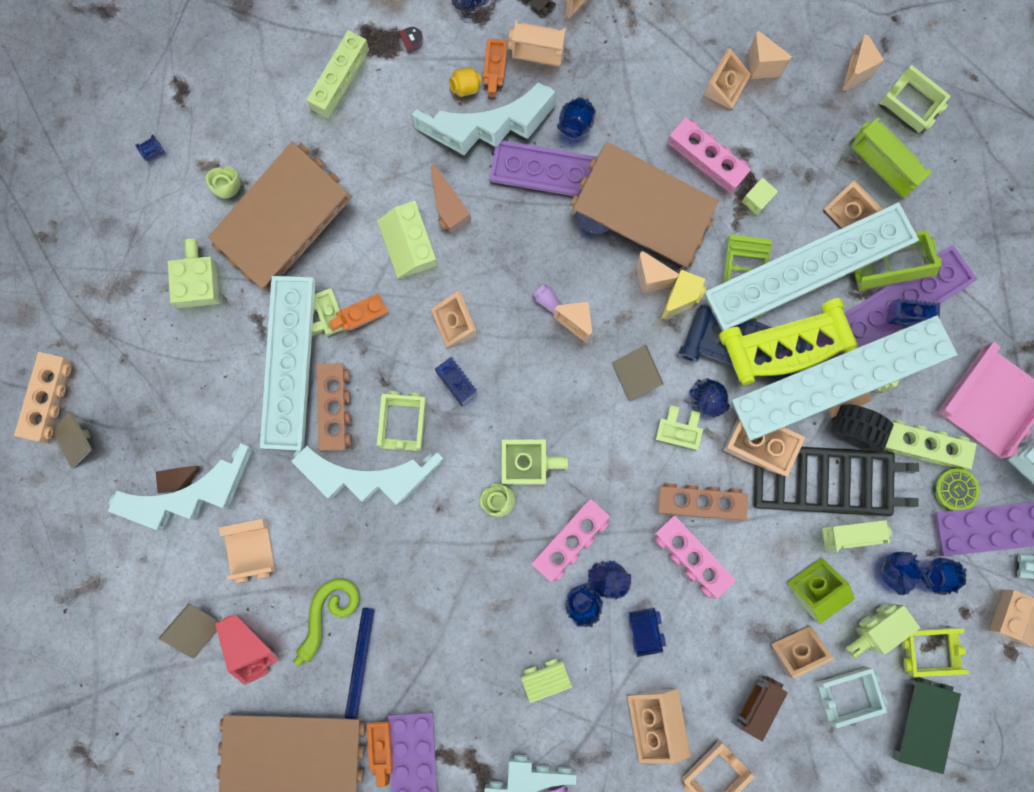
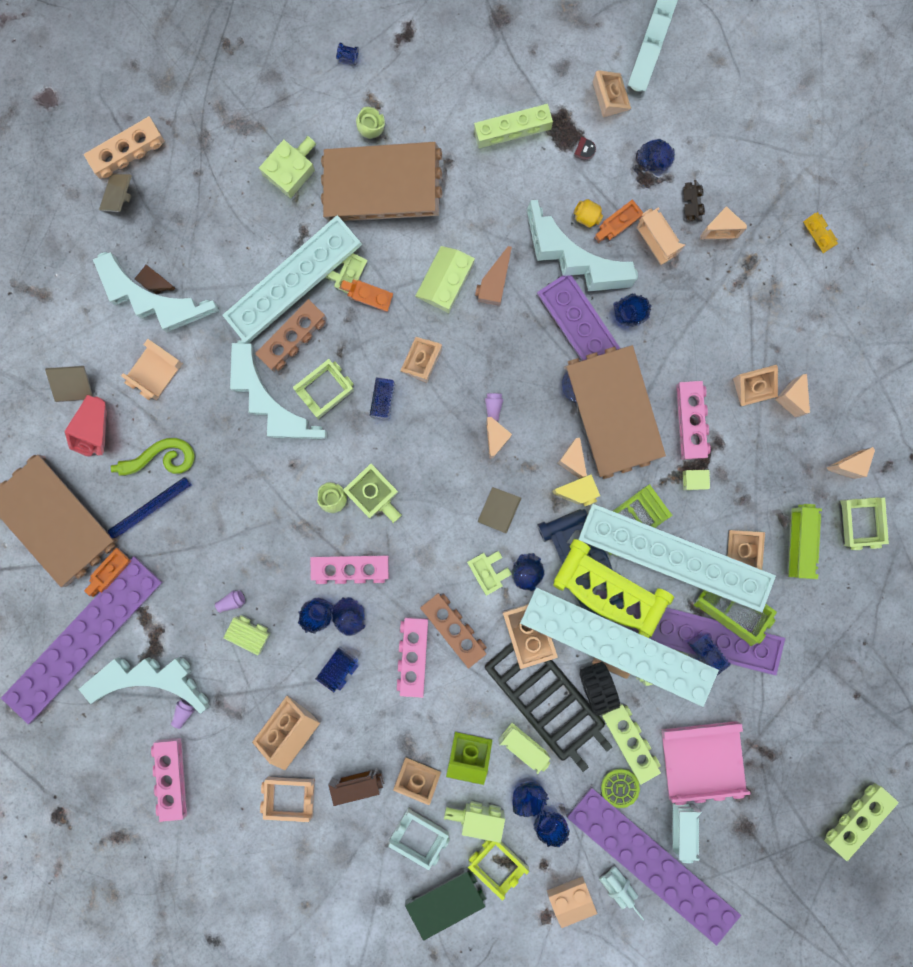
camera: 50 degrees right, 5 degrees up
(504, 668) = (231, 601): none -> lavender cone

